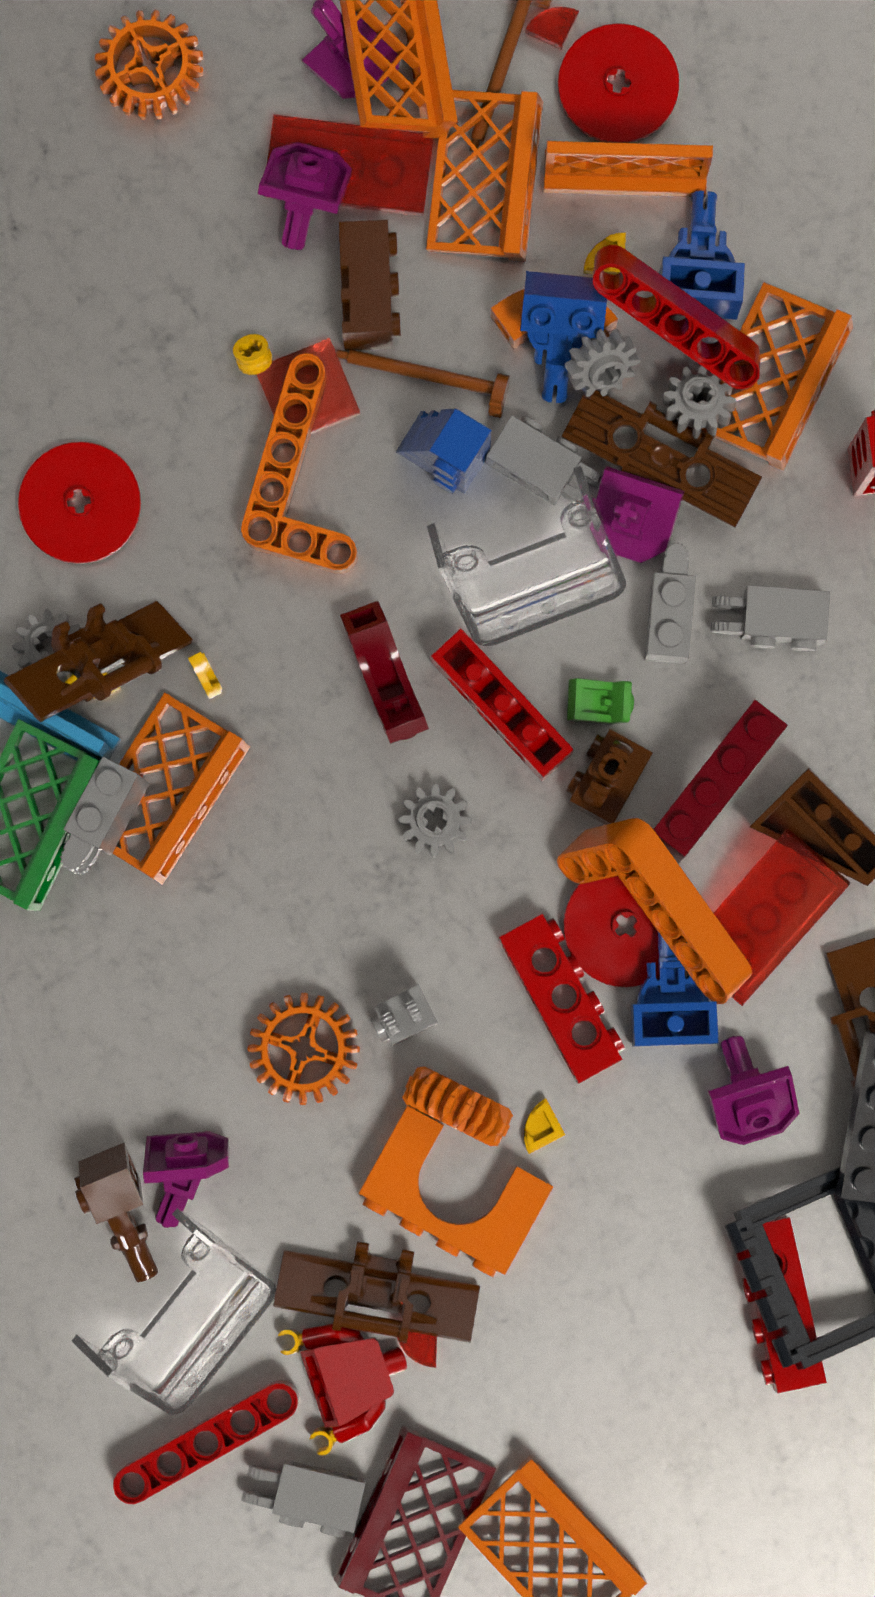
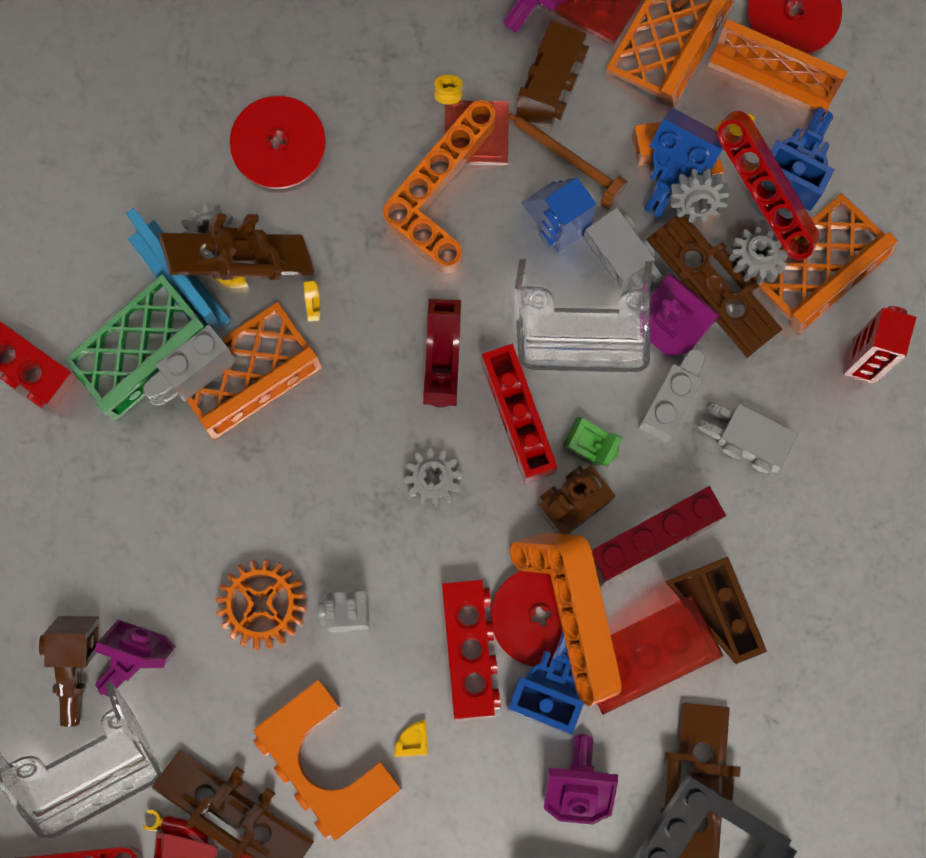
camera: 20 degrees right, 5 degrees down
(457, 1106) = (355, 696): orange gear -> none

